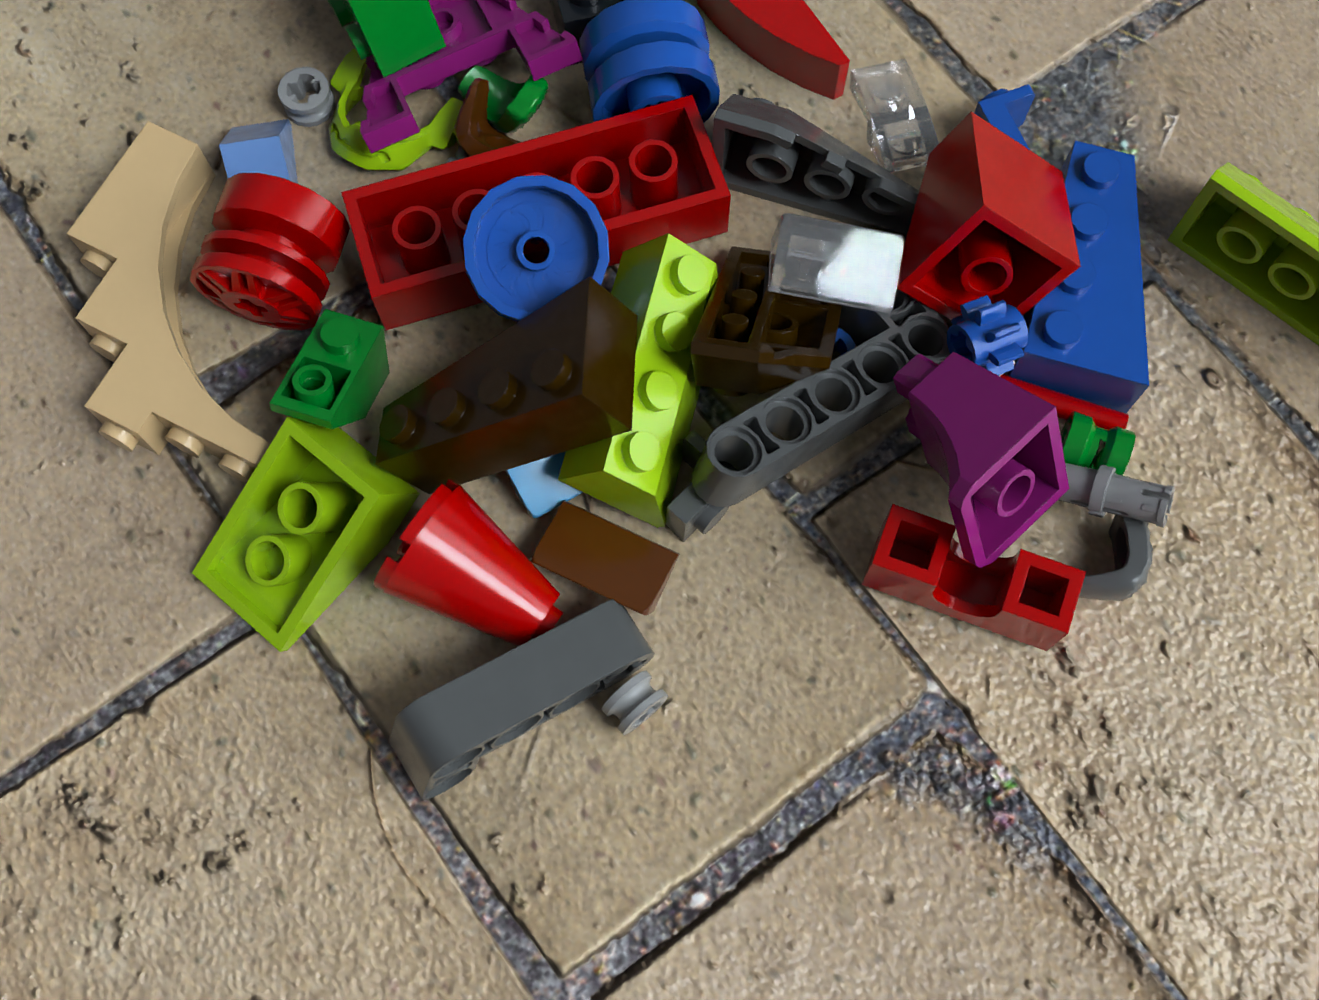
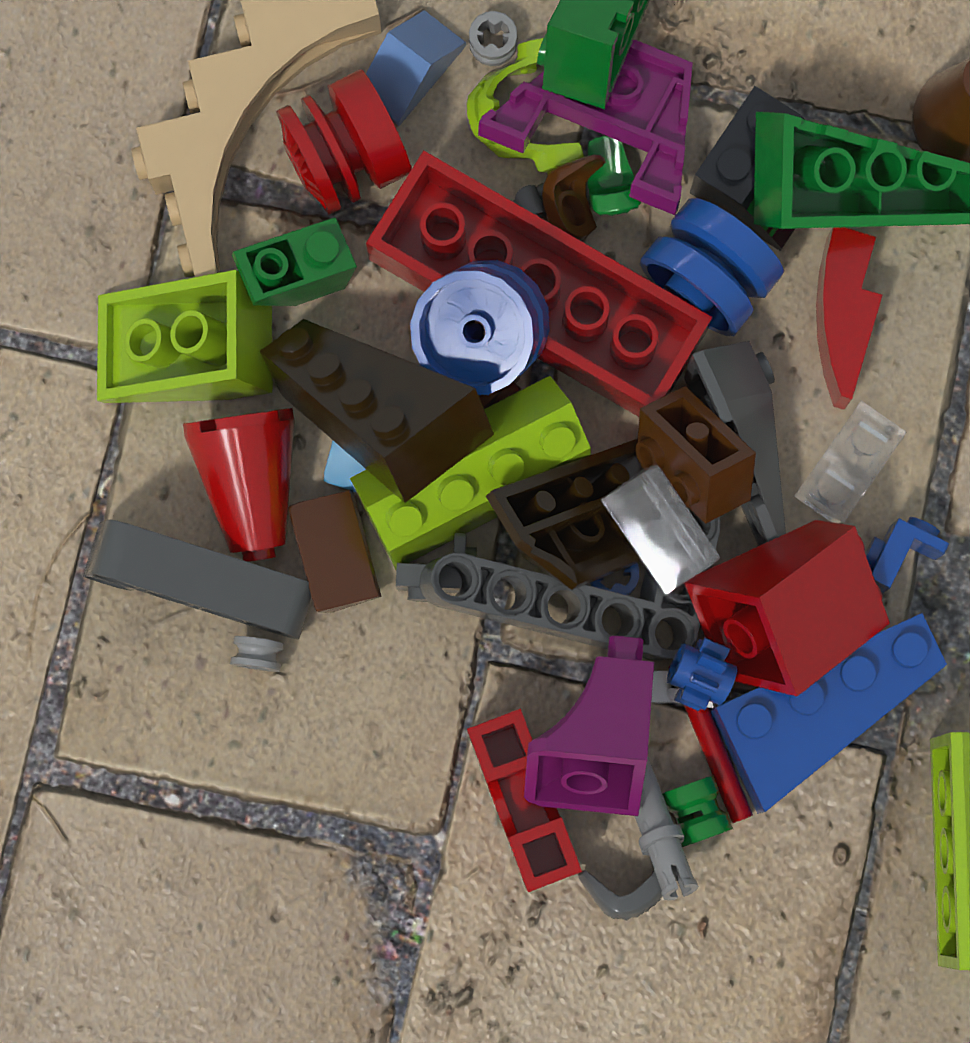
camera: 50 degrees right, 10 degrees up
(802, 177) = (696, 453): none -> reddish brown brick

